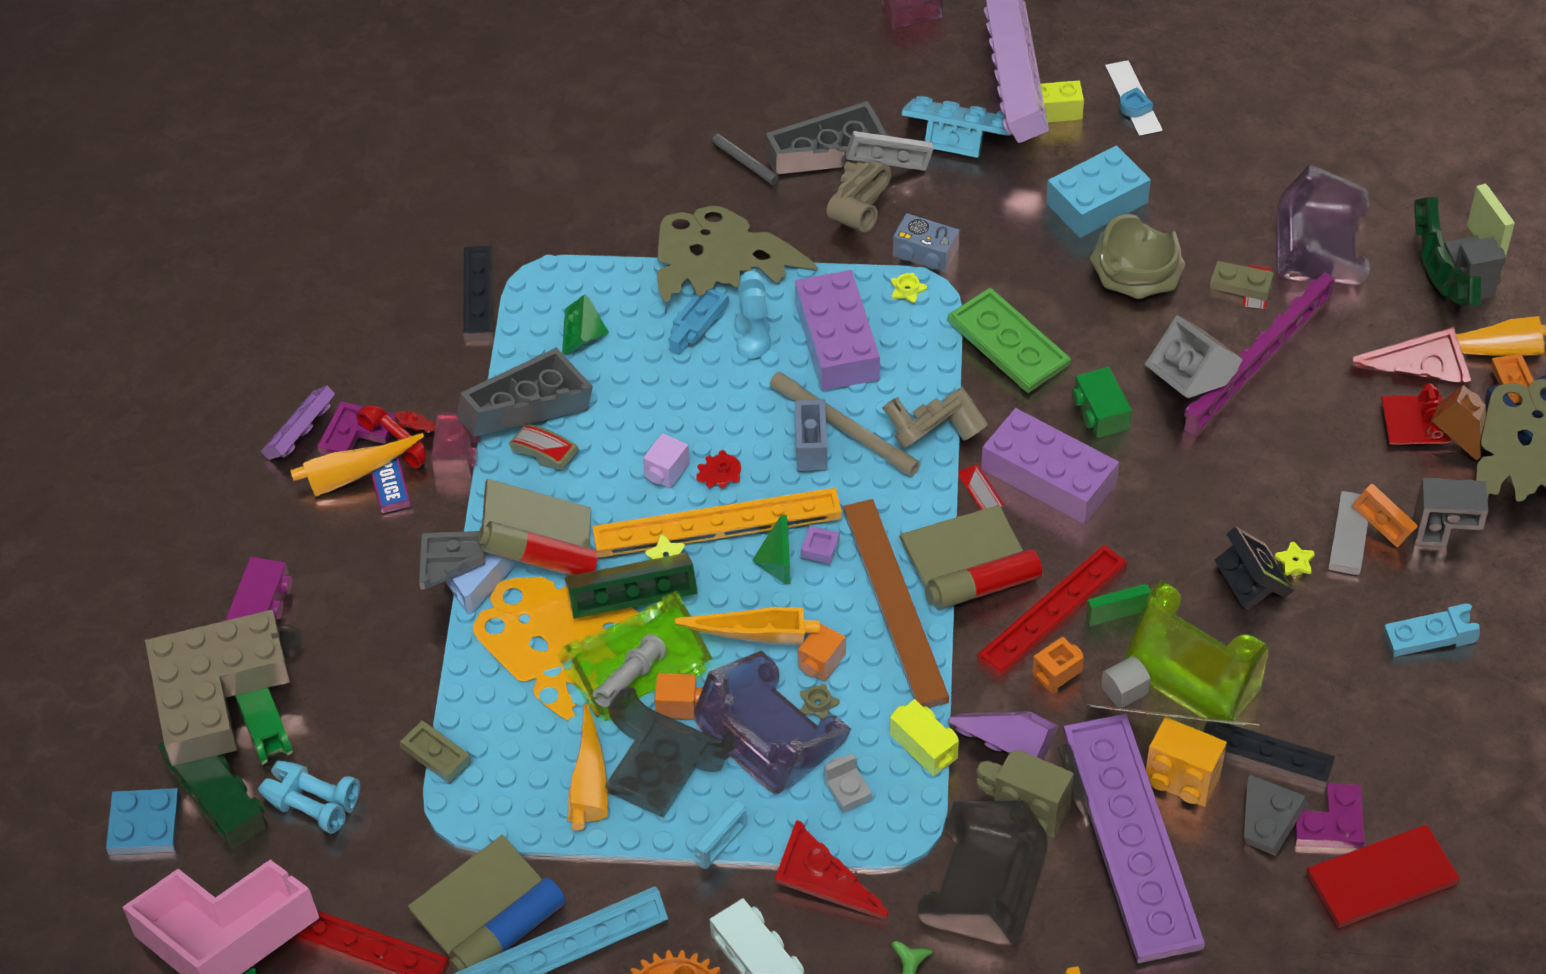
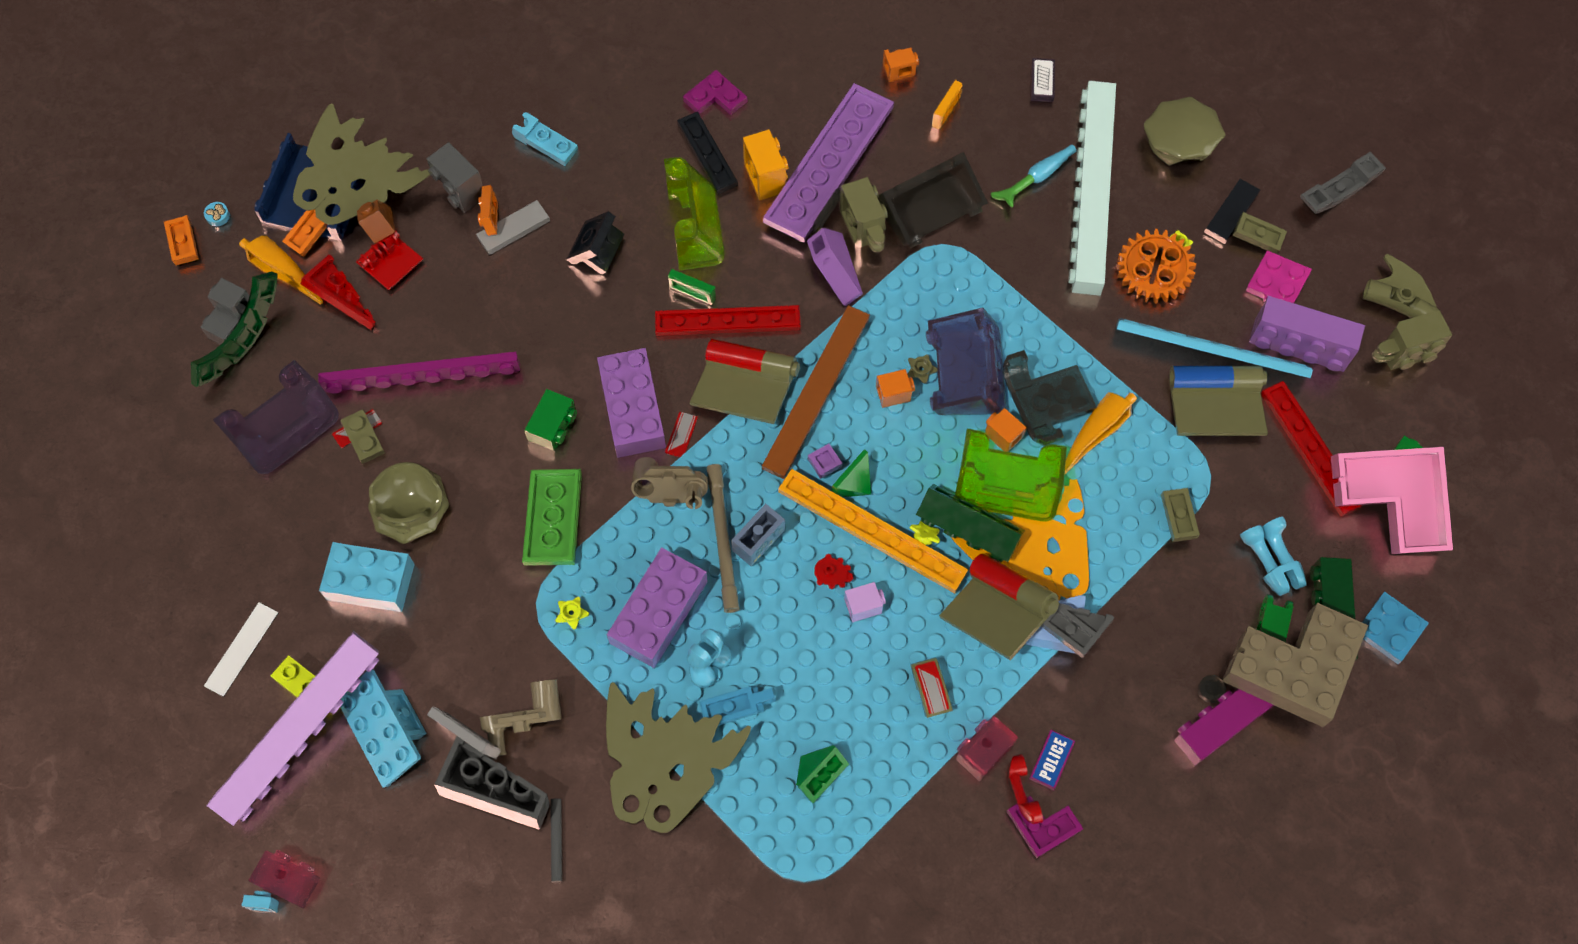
camera: 140 degrees left, 15 degrees up
(298, 423) = (1081, 866): medium lavender plate -> none
(344, 467) = (1076, 794): light orange piece -> none
(414, 421) = (996, 794): red piece -> none
(478, 293) = (855, 885): black tile -> none
(524, 395) = (916, 726): dark grey wedge -> none
(637, 662) = (1014, 463): light grey pin -> none
(721, 835) = (1054, 326): medium azure tile -> none
(761, 625) = (927, 415): light orange piece -> none
(815, 871) = (1015, 273): red wing -> none
(846, 783) = (954, 301): light grey bracket -> none
(924, 737) = (887, 291): neon yellow brick -> none
(926, 242) = (520, 639): sand blue brick -> none
(1057, 664) = (764, 279): orange brick -> none
(1126, 682) = (738, 242): light grey piece -> none
(1135, 103) = (250, 638): dark azure tile -> none
(1156, 713) = (750, 187): sticker -> none
(1192, 359) = (472, 388): light grey slope -> none
(1270, 814) = (745, 118): dark grey wing -> none
(1295, 567) = (566, 241): neon yellow plate -> none
(1382, 876) = (725, 51): red tile -> none
(1490, 218) = (181, 327): yellowish green tile -> none

